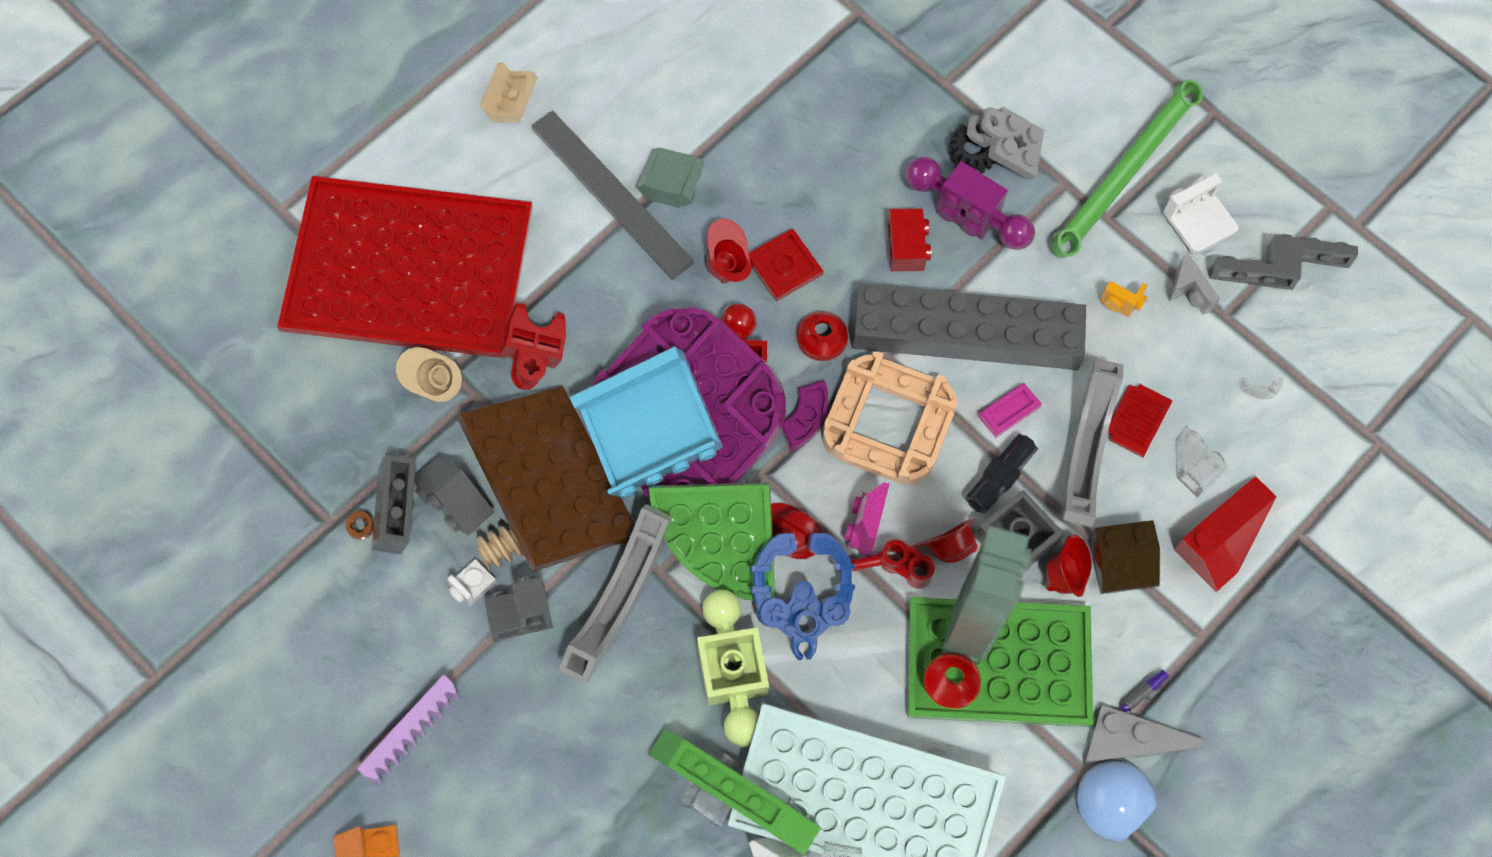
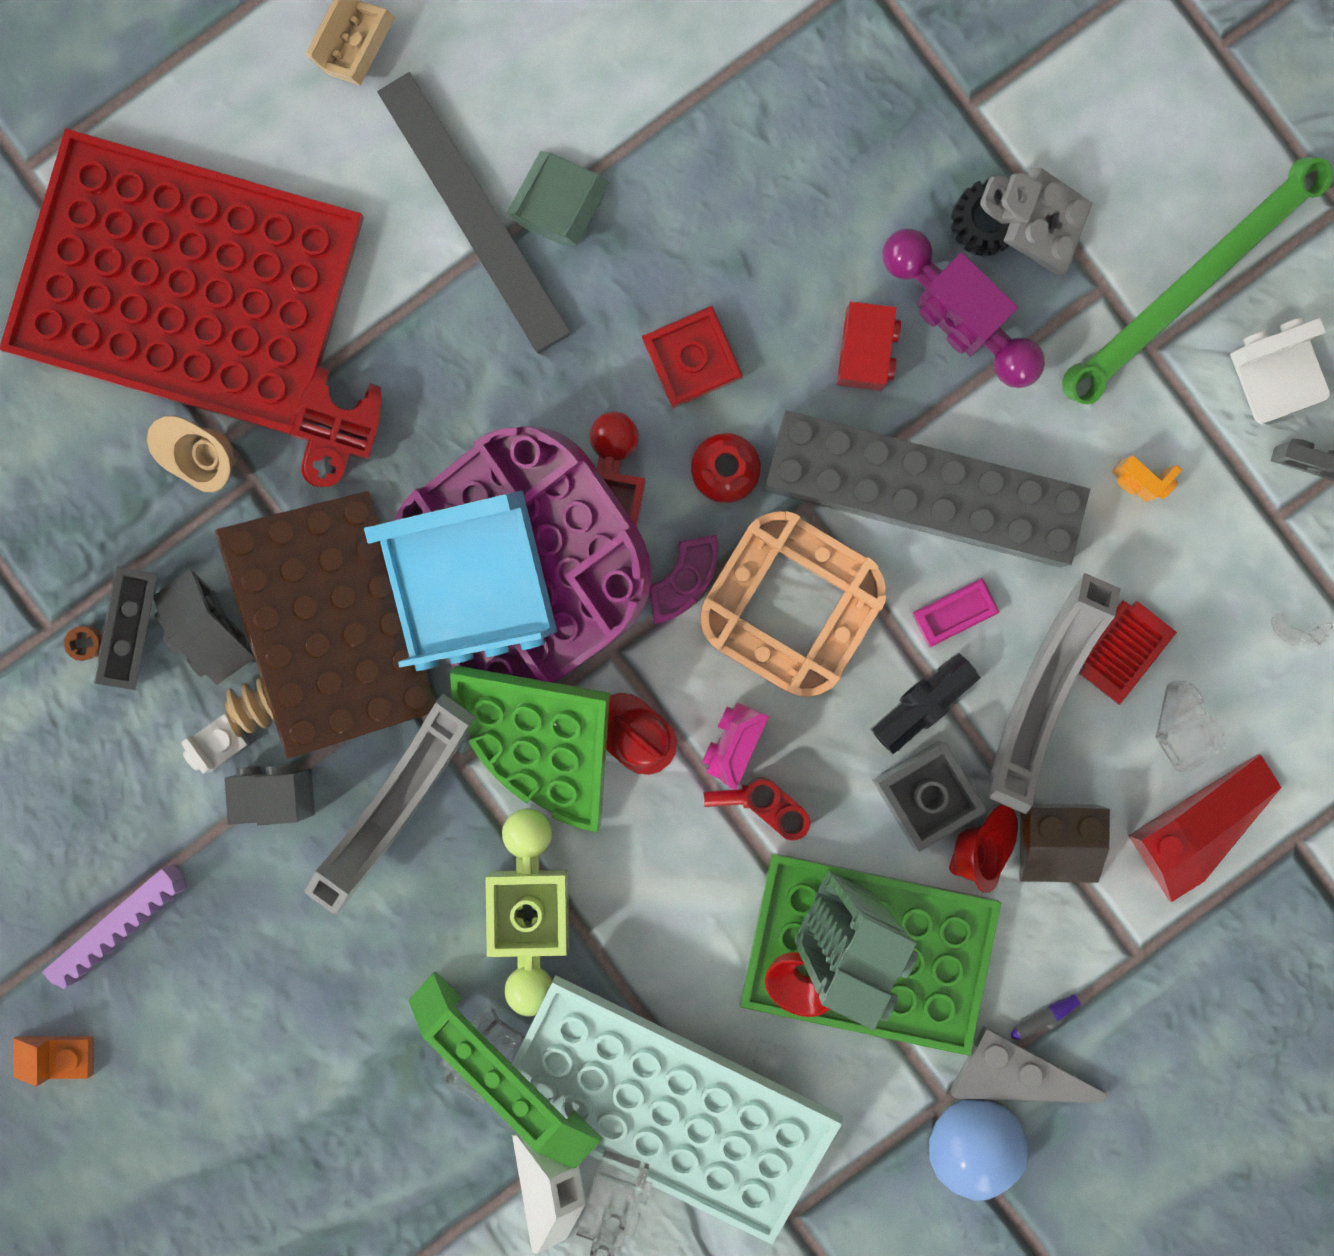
camera: 15 degrees right, 20 degrees up
(728, 252) = (616, 331): red piece -> none
(802, 599) = (631, 843): blue piece -> none
(954, 544) = (835, 789): red piece -> none
(1192, 281) = (1243, 462): light grey slope -> none

